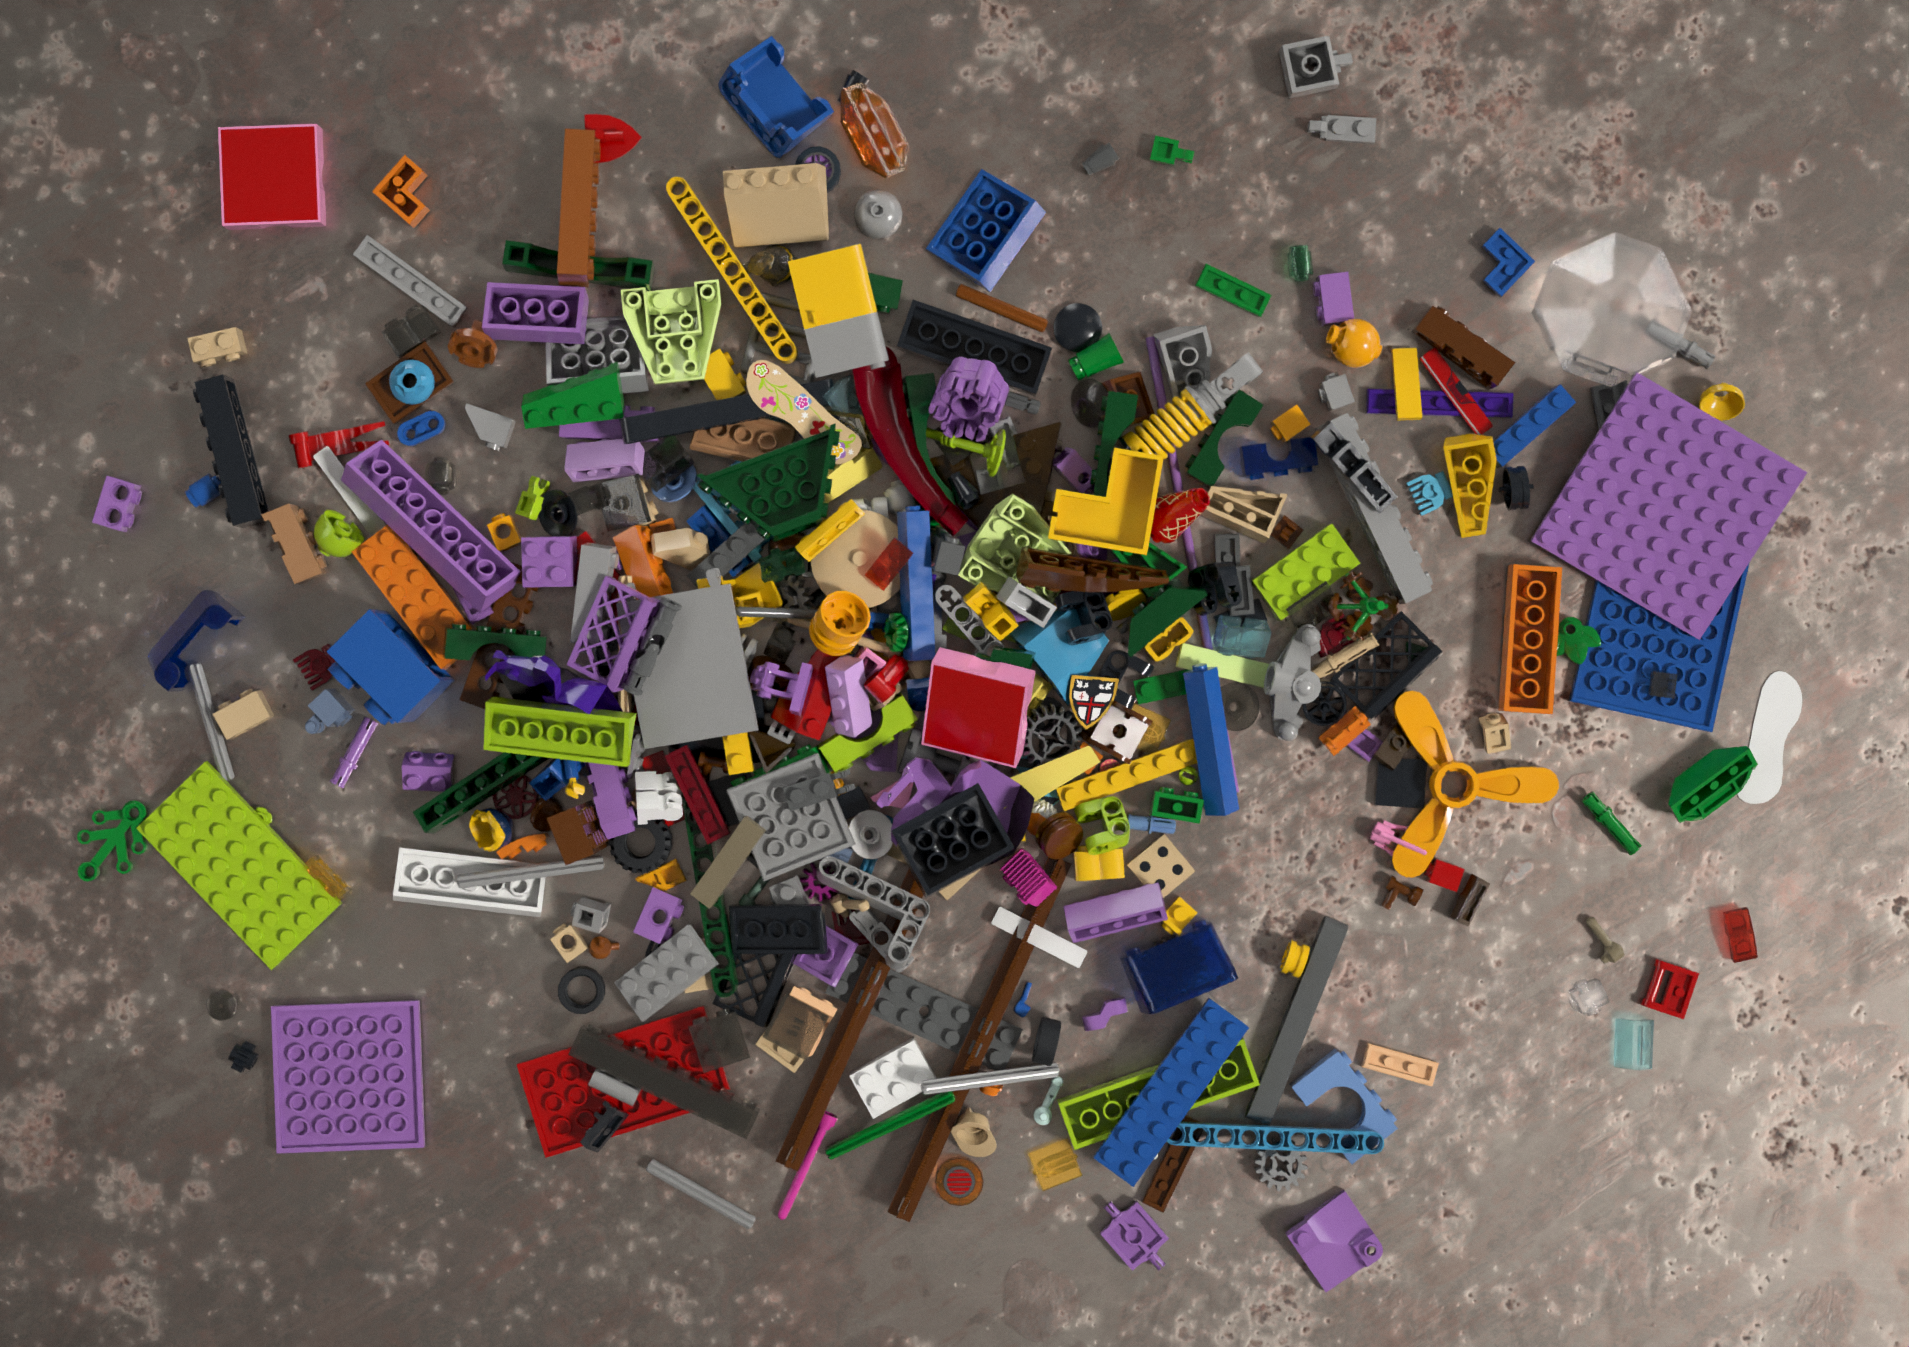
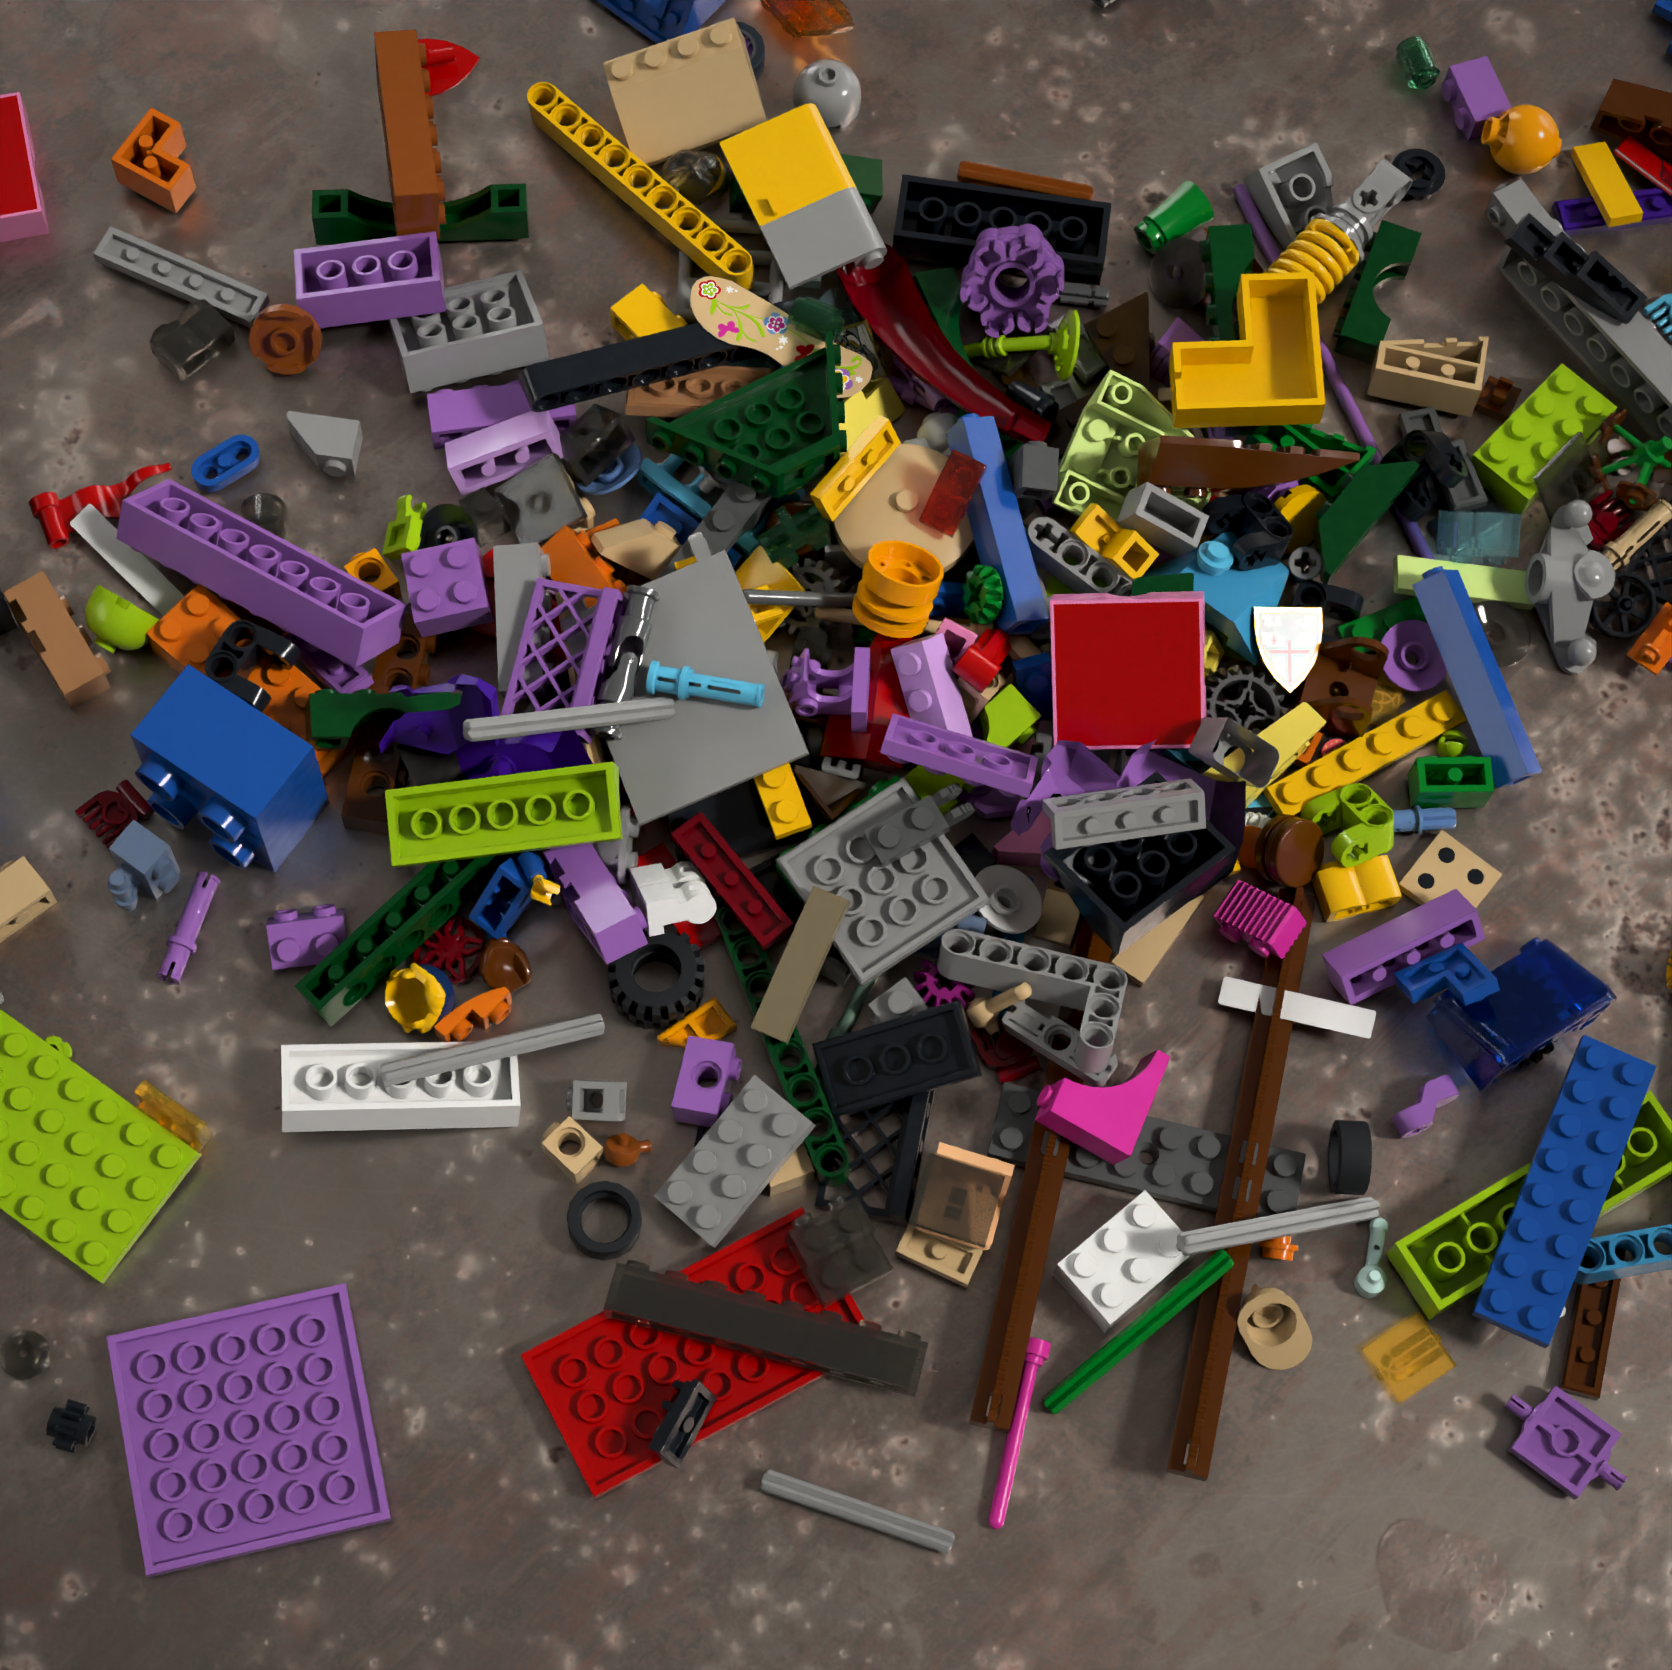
camera: 20 degrees left, 20 degrees down
(380, 386) = (199, 406): reddish brown plate -> none
(408, 592) = (243, 660): none -> black piece
(423, 387) = (205, 412): dark azure piece -> none
(577, 400) = (460, 363): green wedge -> none
(578, 832) = (564, 939): reddish brown brick -> none
(606, 689) = (568, 719): none -> light grey axle
(614, 1087) = (686, 1352): light grey brick -> none
(674, 328) = (573, 273): yellowish green wedge -> none
(688, 670) = (684, 687): none -> medium azure pin
(707, 762) = (739, 840): reddish brown piece -> none
(828, 408) = (815, 318): none -> clear green brick
(831, 965) = (983, 1101): medium lavender plate -> none
(853, 750) = (959, 755): none -> medium lavender plate
(904, 990) = (1103, 1117): none -> dark pink arch
(948, 817) = (1125, 813): none -> light grey fence
(959, 1181) = (1266, 1411): tile -> none
(986, 230) = (982, 89): blue slope -> none
(1021, 1008) = (1295, 1124): blue hand -> none
(1040, 790) = (1257, 766): none -> light grey piece
(1054, 635) = (1214, 558): none -> medium azure plate
(1077, 327) = (1135, 189): black dish -> none
(1112, 639) = (1313, 559): none -> light grey bush
(1136, 938) = (1451, 969): none -> blue plate
(1165, 642) = (1373, 555): yellow brick -> none
(1167, 722) = (1416, 639): none -> medium lavender dish
(1176, 513) = (1347, 379): red cone -> none
(1178, 915) = (1498, 943): yellow bracket -> none
(1233, 290) = (1335, 114): green tile -> none
(1257, 462) = (1434, 313): clear blue arch -> none
(1289, 349) = (1433, 174): none -> black gear
(1289, 424) = (1462, 258): light orange brick -> none

